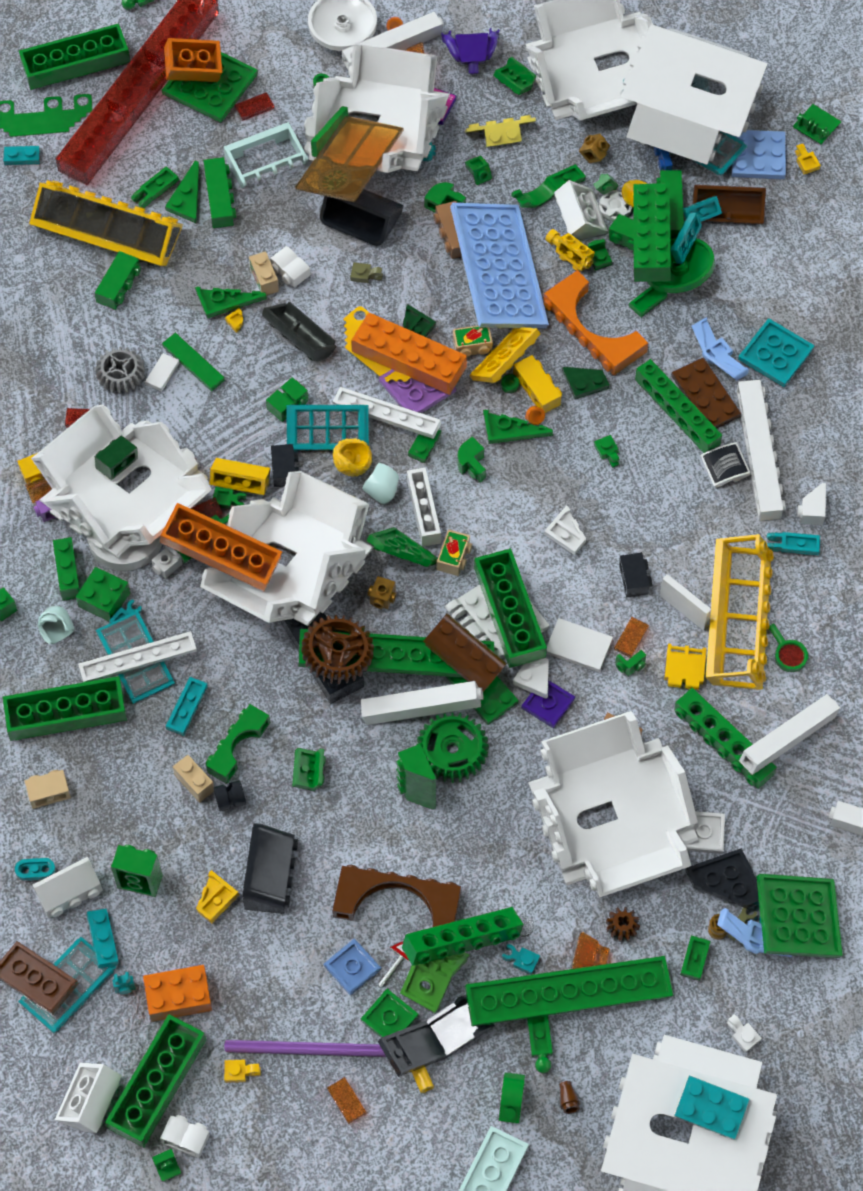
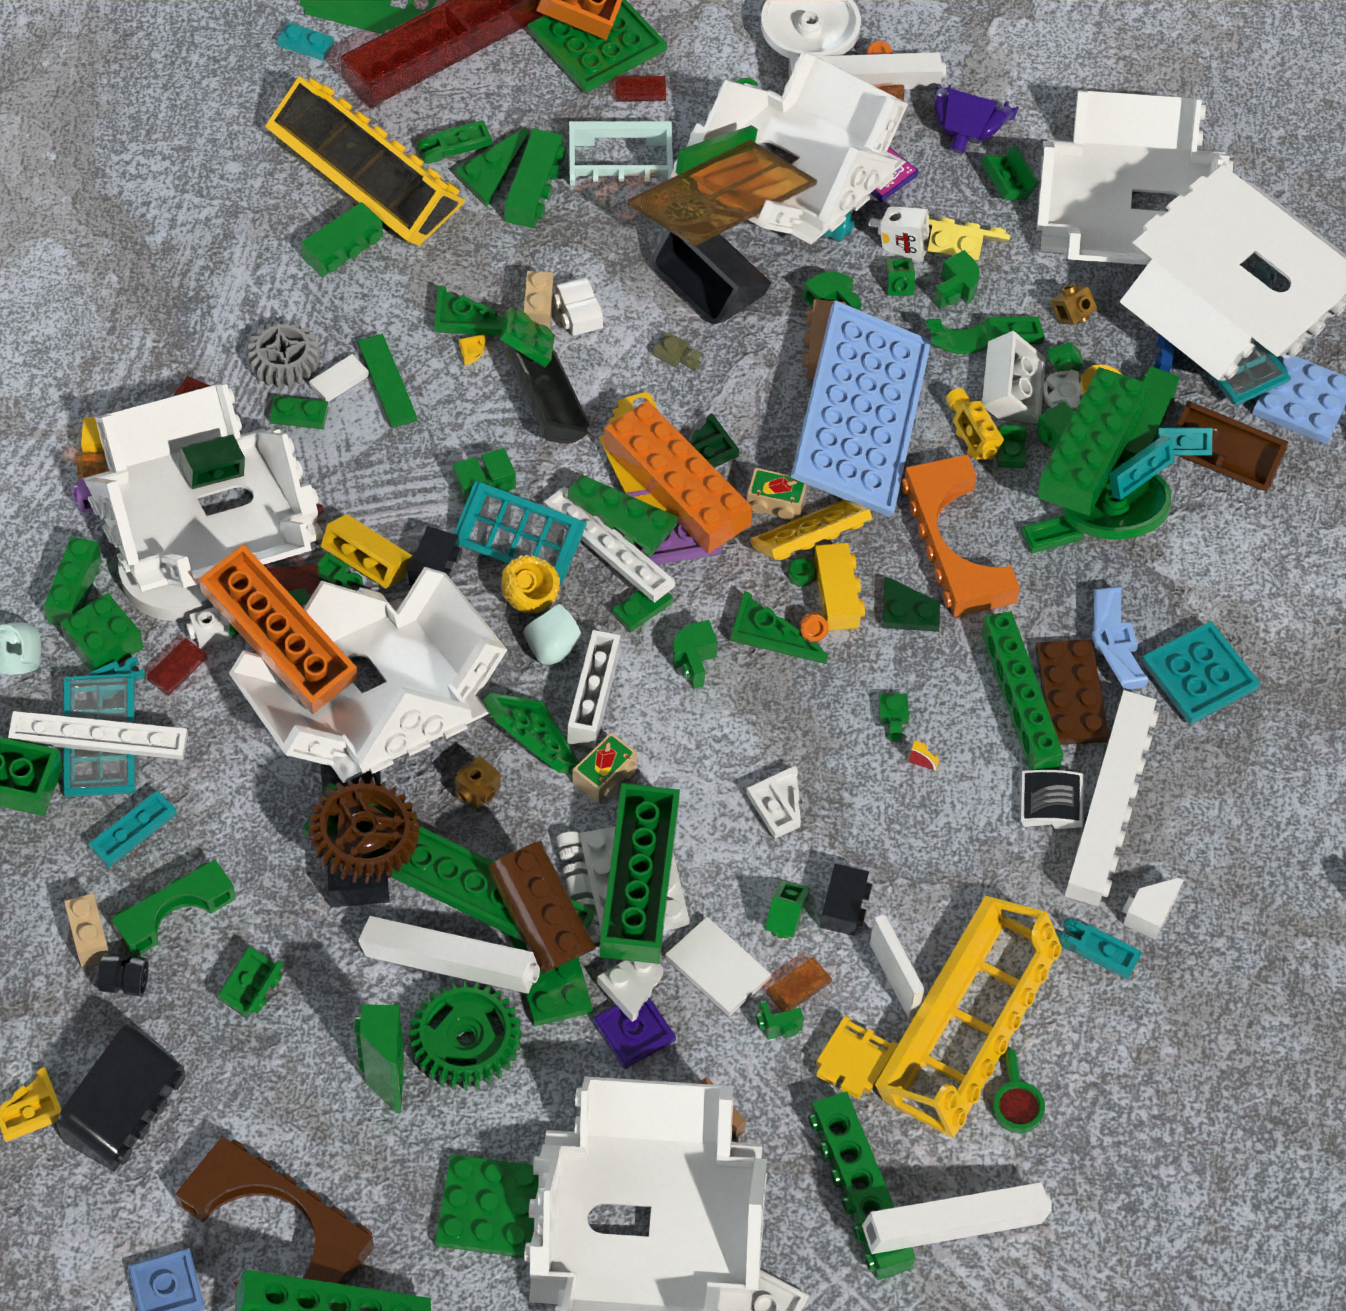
camera: 20 degrees right, 5 degrees down
(148, 404) = (299, 412): none -> green plate
(158, 595) = (176, 666): none -> clear red tile
(271, 299) = (527, 336): none -> green plate
(396, 390) = (631, 516): none -> green wing
(468, 140) = (903, 231): none -> white torso
(515, 841) = (487, 1206): none -> green plate
(518, 157) = (960, 278): none -> green brick
(603, 594) = (786, 909): none -> green slope
(637, 469) = (922, 757): none -> tile

